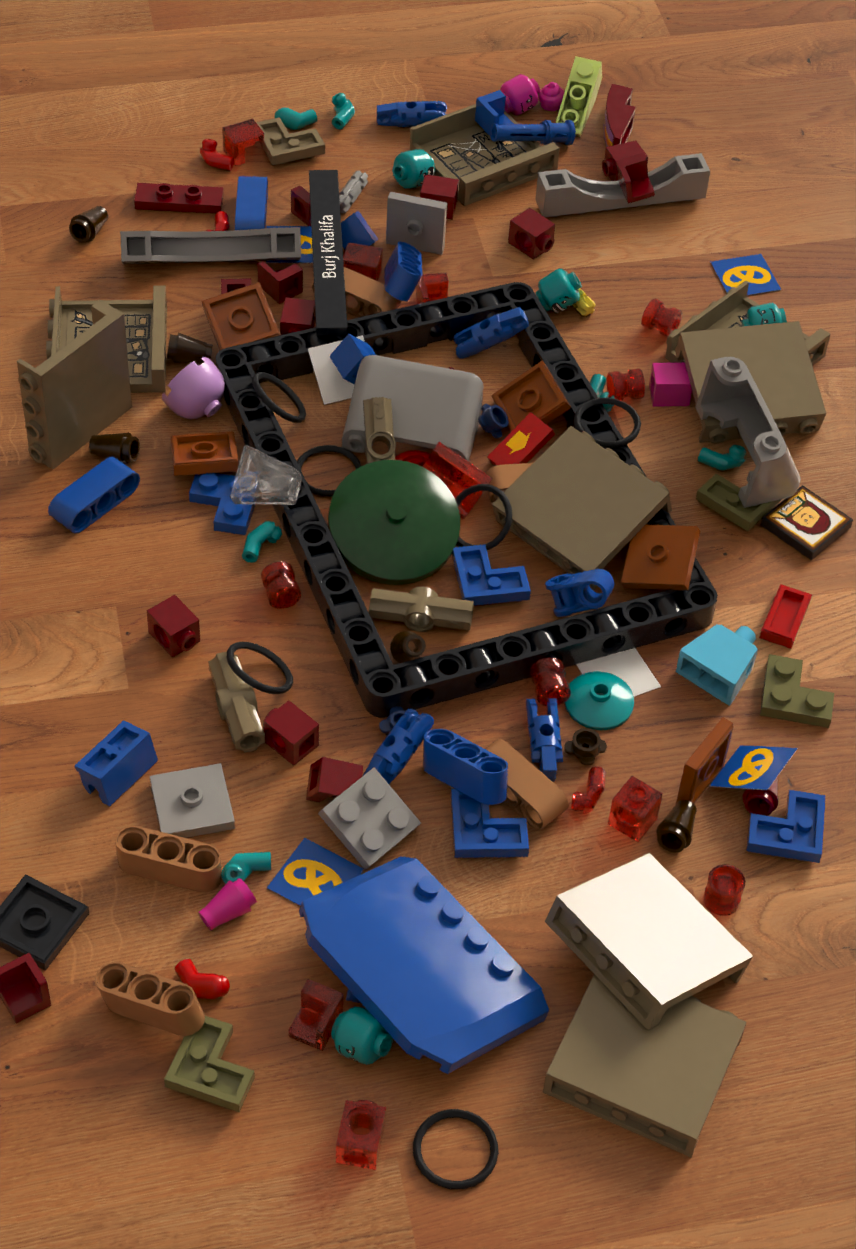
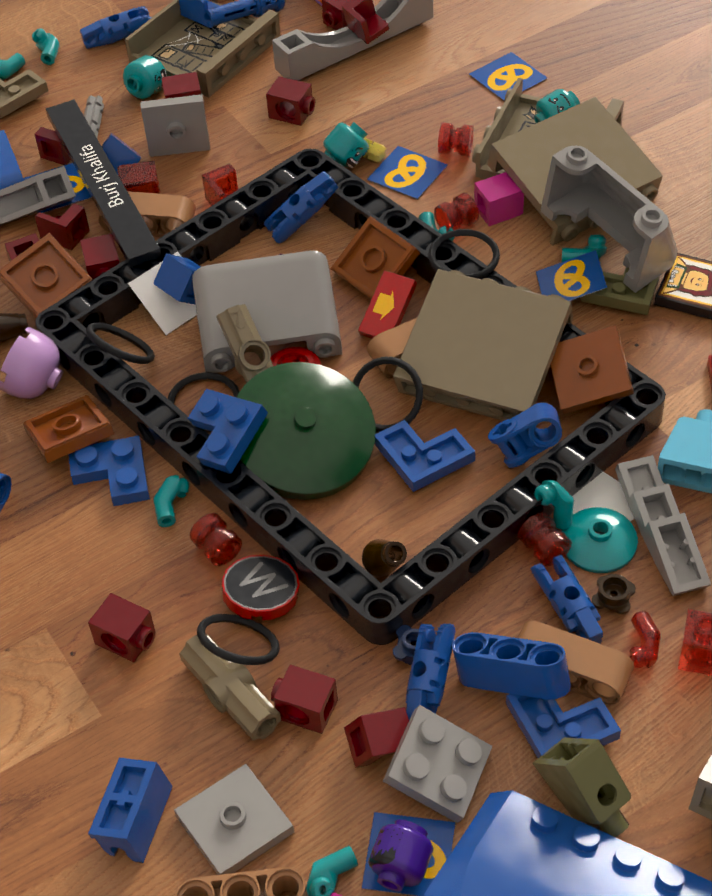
camera: 15 degrees left, 0 degrees up
(264, 480) = (149, 434): clear wing -> none
(298, 635) = (260, 587): none -> tile
(304, 871) = (401, 855): none -> dark purple head
(333, 496) = (232, 428): none -> blue plate
(403, 271) = (186, 176): blue beam -> none
(421, 609) = (374, 511): dark tan piece -> none
(457, 475) = (340, 356): clear red panel -> none
(467, 862) = (586, 783): none -> olive torso
(493, 420) = (346, 291): dark blue plate -> none
(578, 656) = (563, 502): none -> teal arm
(605, 333) = (407, 172): none -> blue sticker
(657, 707) = (662, 526): none -> light grey slope
(696, 476) = (573, 277): none -> blue sticker

